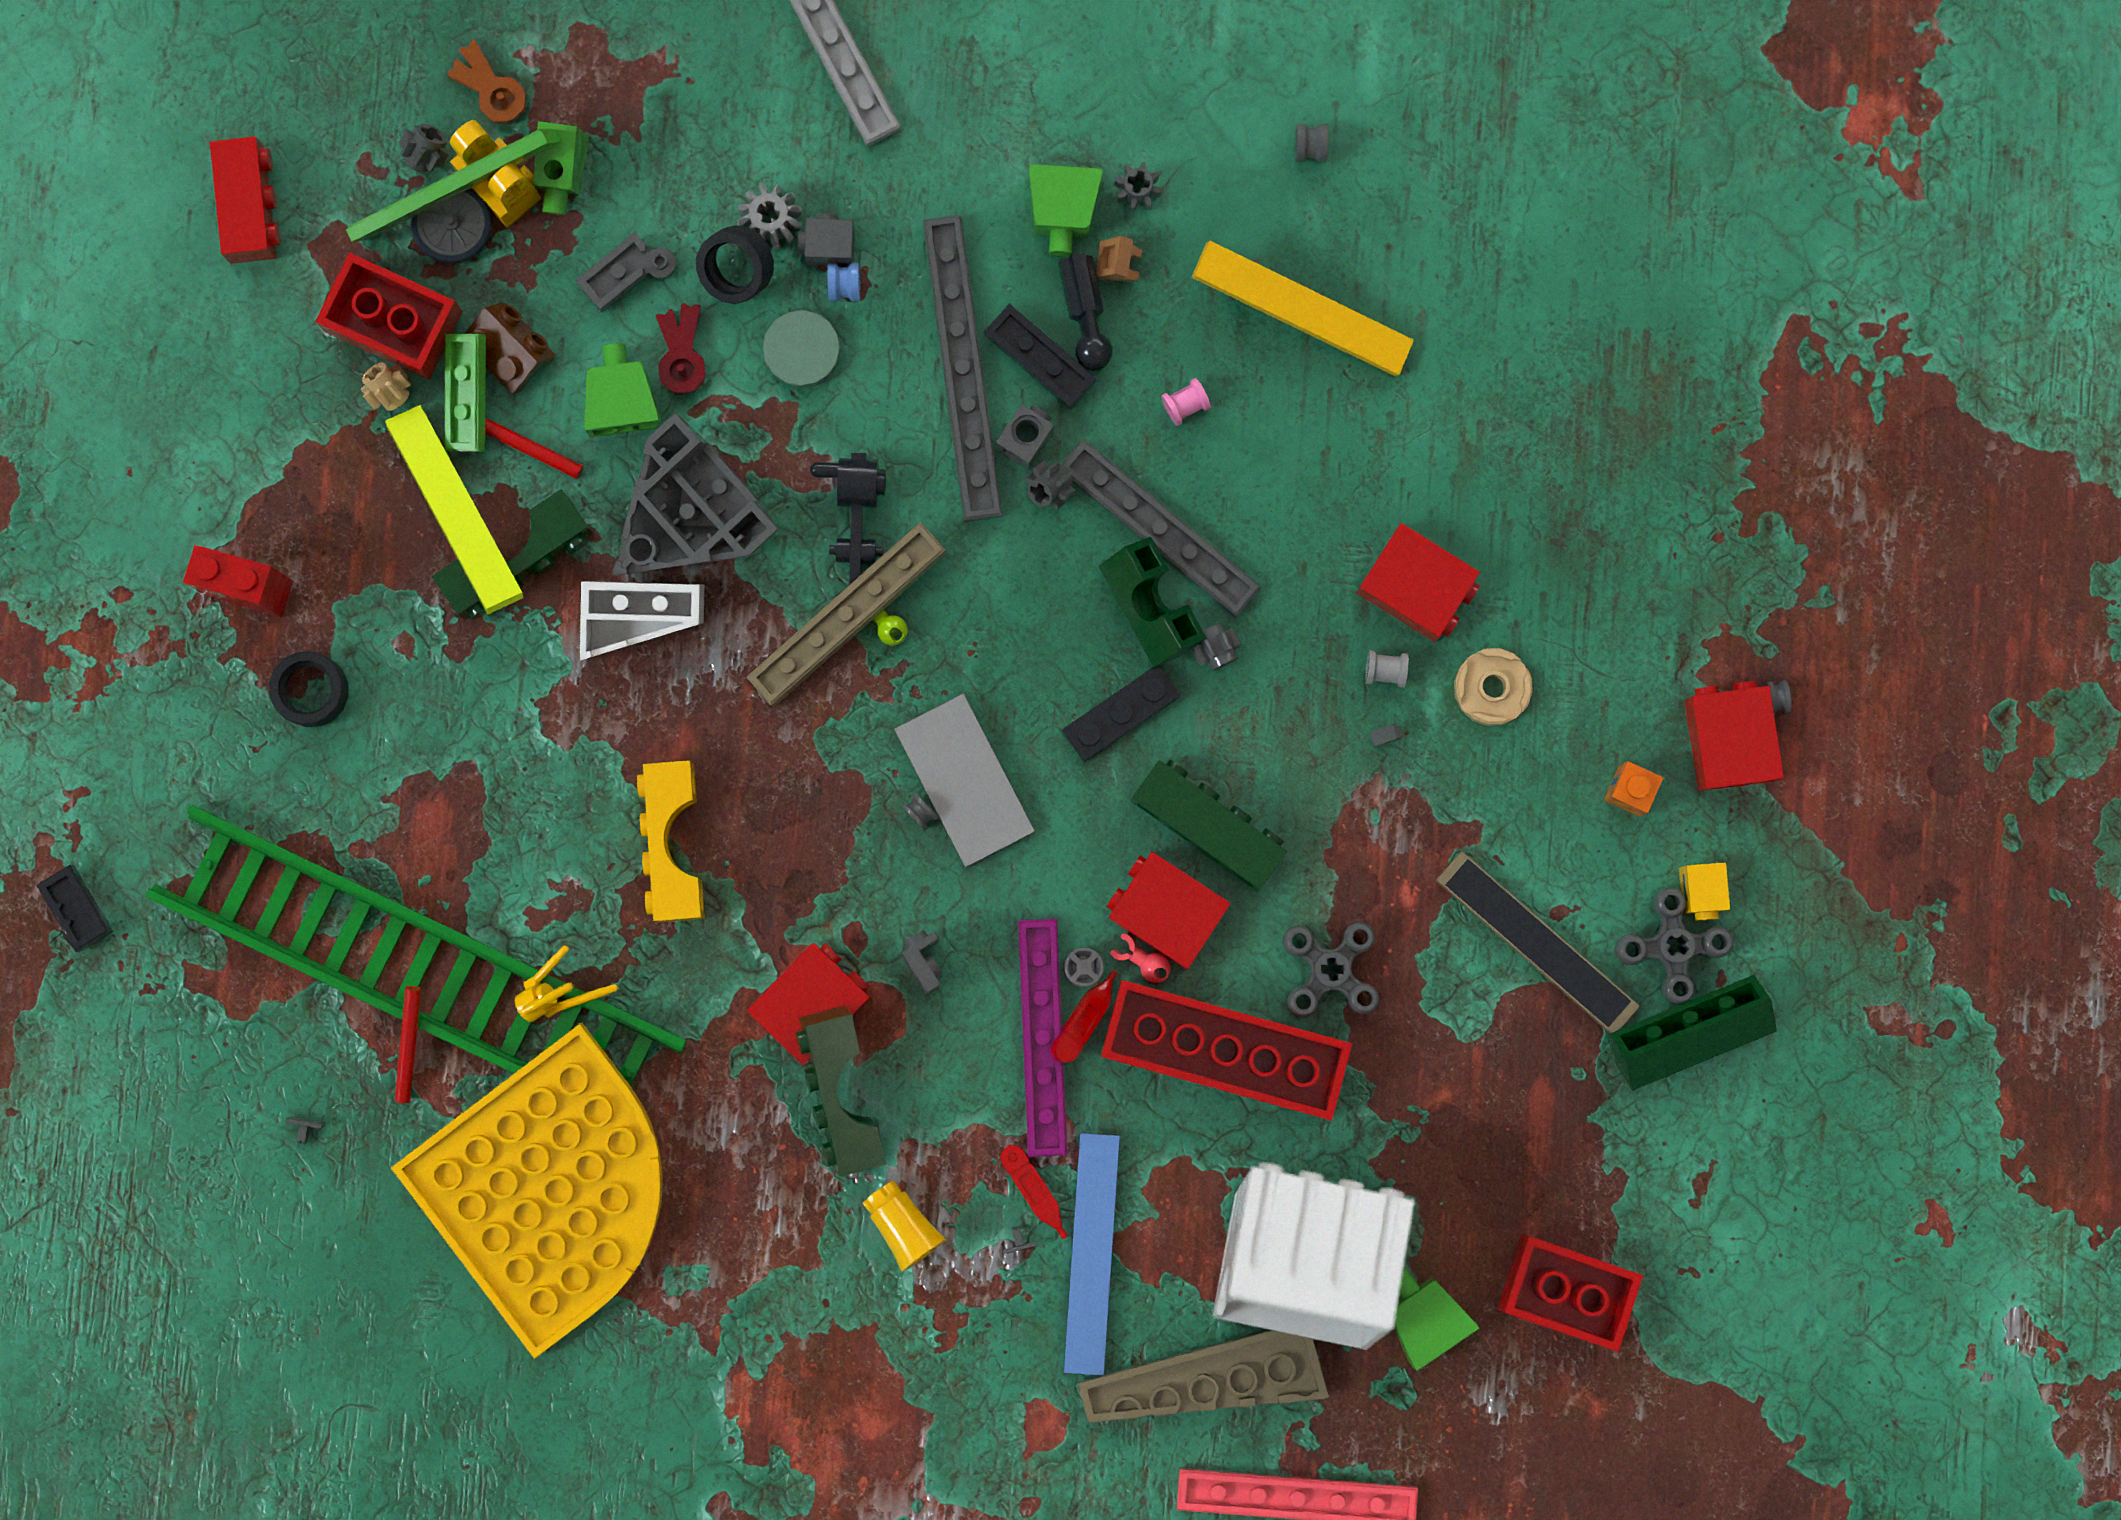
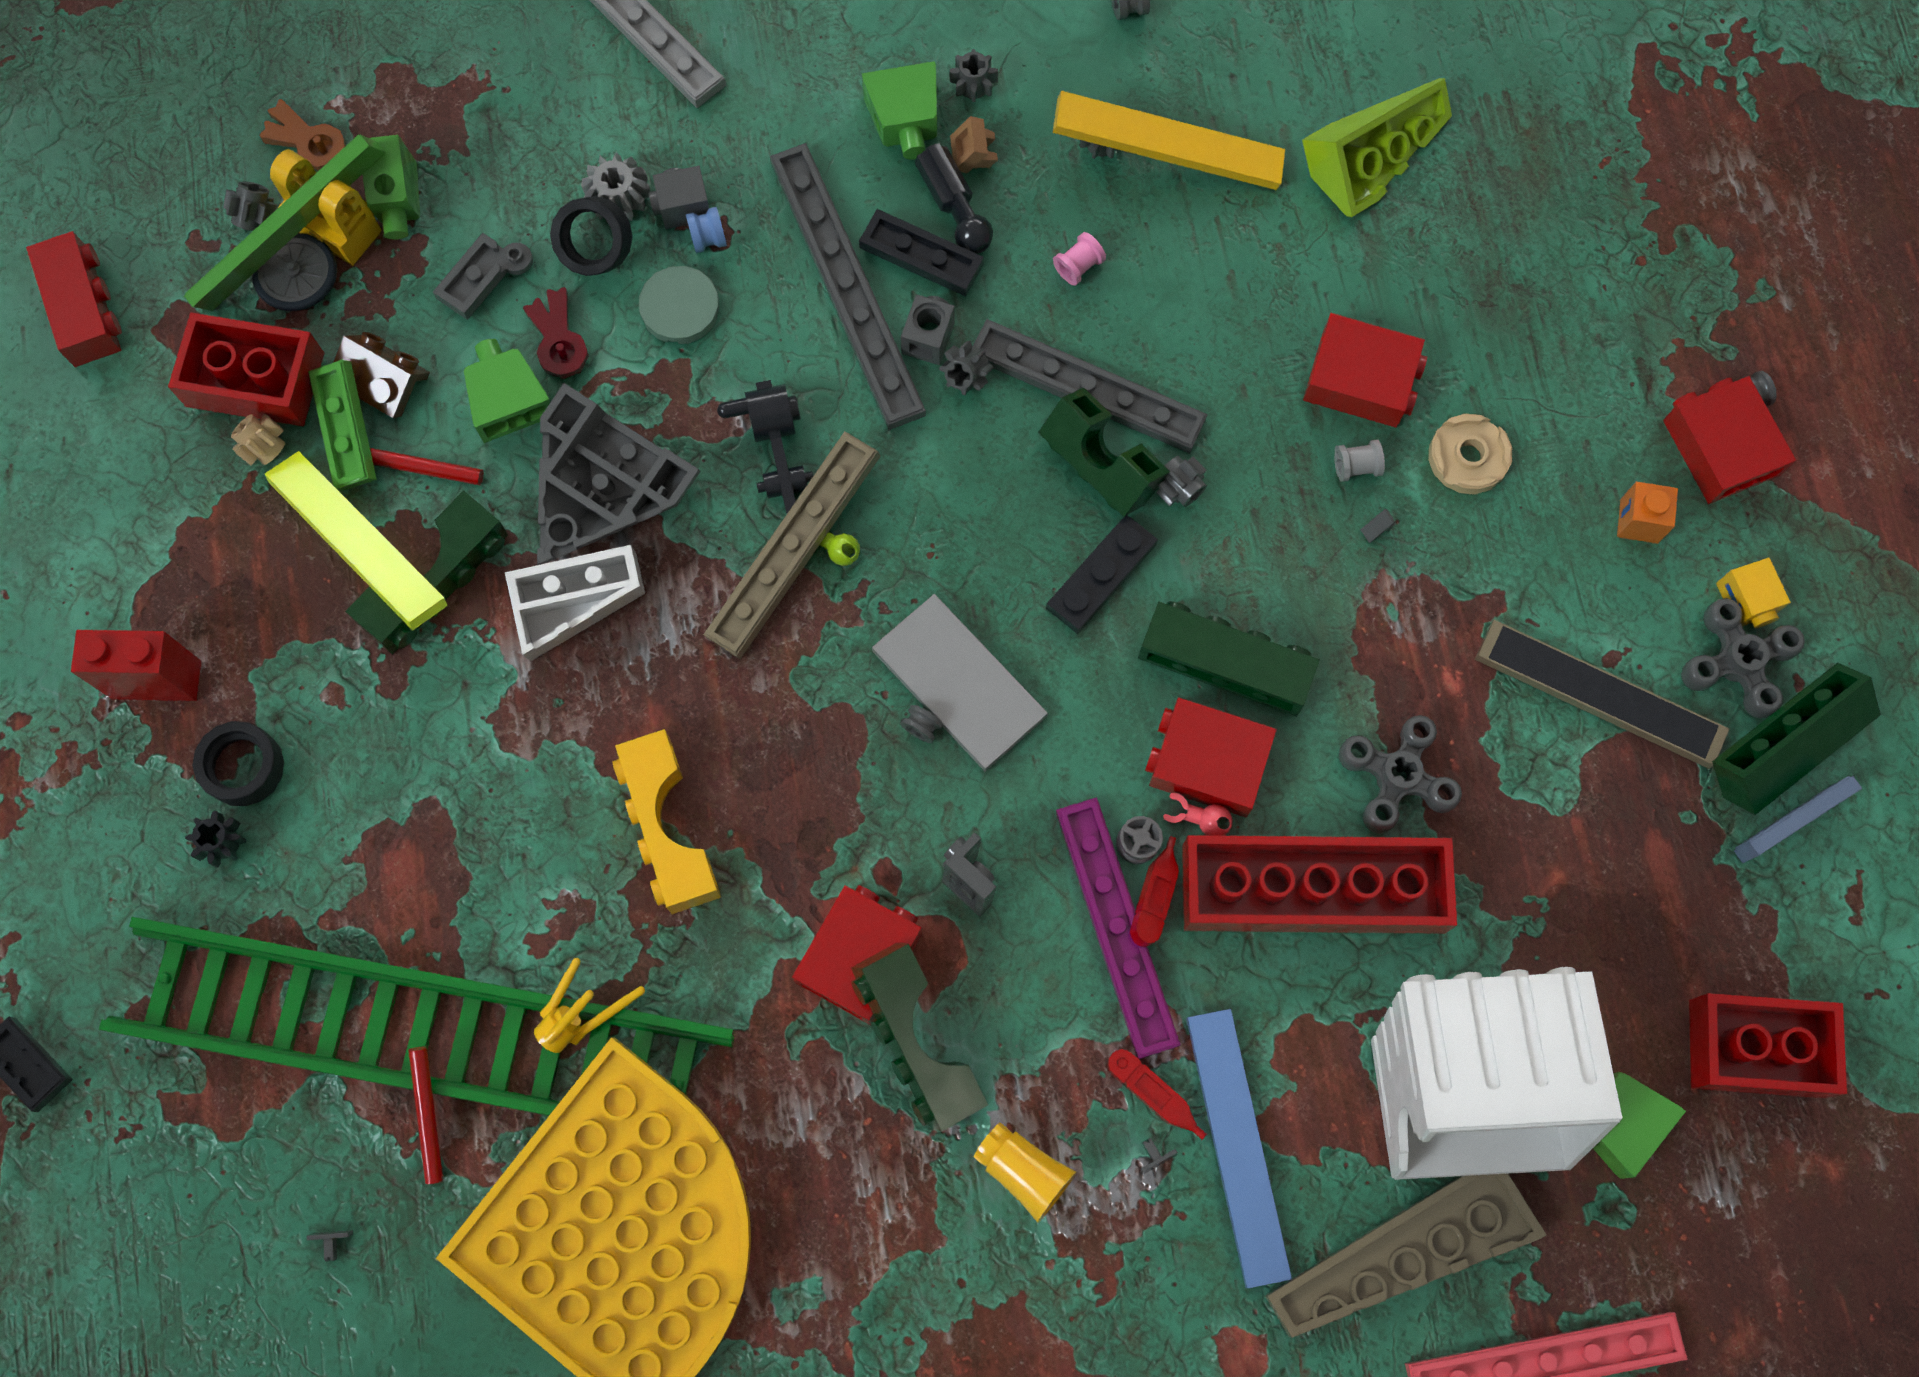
camera: 10 degrees left, 10 degrees down
(286, 755) = (203, 839): none -> black gear
(1492, 359) = (1367, 149): none -> lime wedge
(1670, 1103) = (1797, 818): none -> sand blue tile

